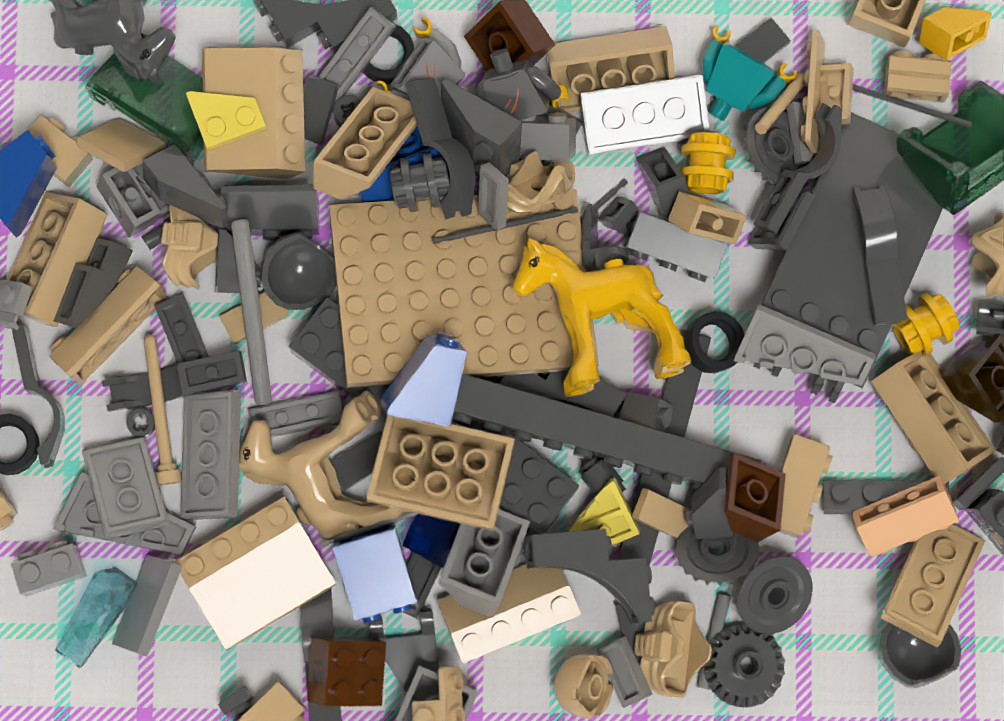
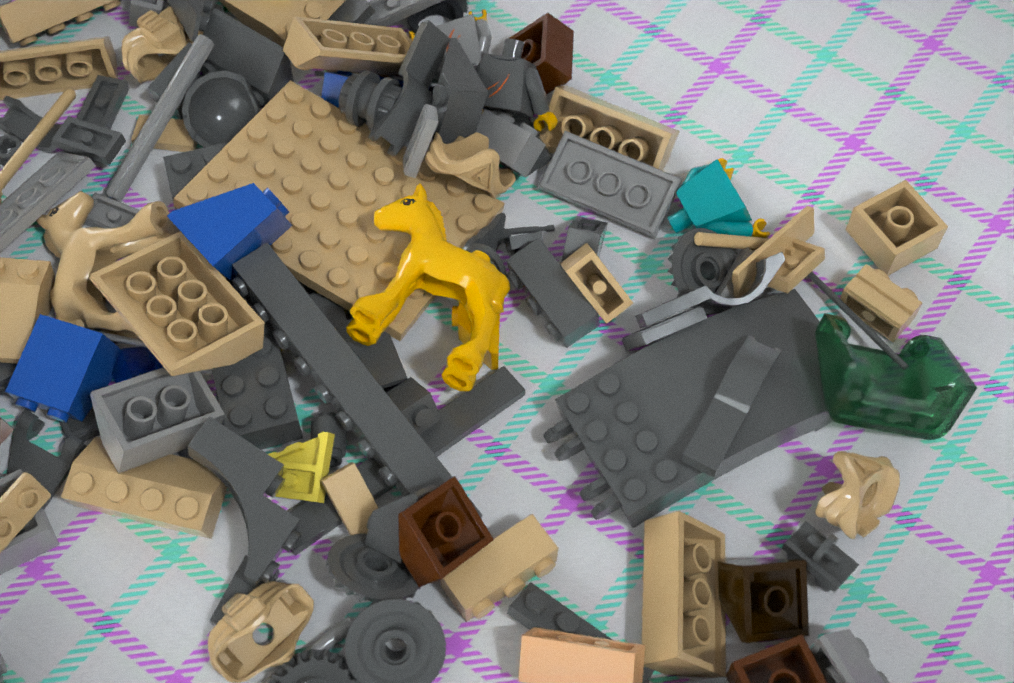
camera: 40 degrees right, 20 degrees down
(92, 282) = (68, 27): dark grey slope -> none
(508, 224) = (416, 181): dark grey piece -> none
(583, 685) = (150, 601): tan cylinder -> none
(627, 675) = (199, 621): light grey tile -> none
(691, 341) = (540, 374): black tyre -> none
(707, 162) = (633, 246): yellow piece -> none
(764, 41) = (761, 197): dark grey tile -> none
(790, 344) = (587, 425): light grey wing -> none
(927, 323) = (736, 504): yellow piece -> none
(953, 30) = (944, 284): yellow slope -> none

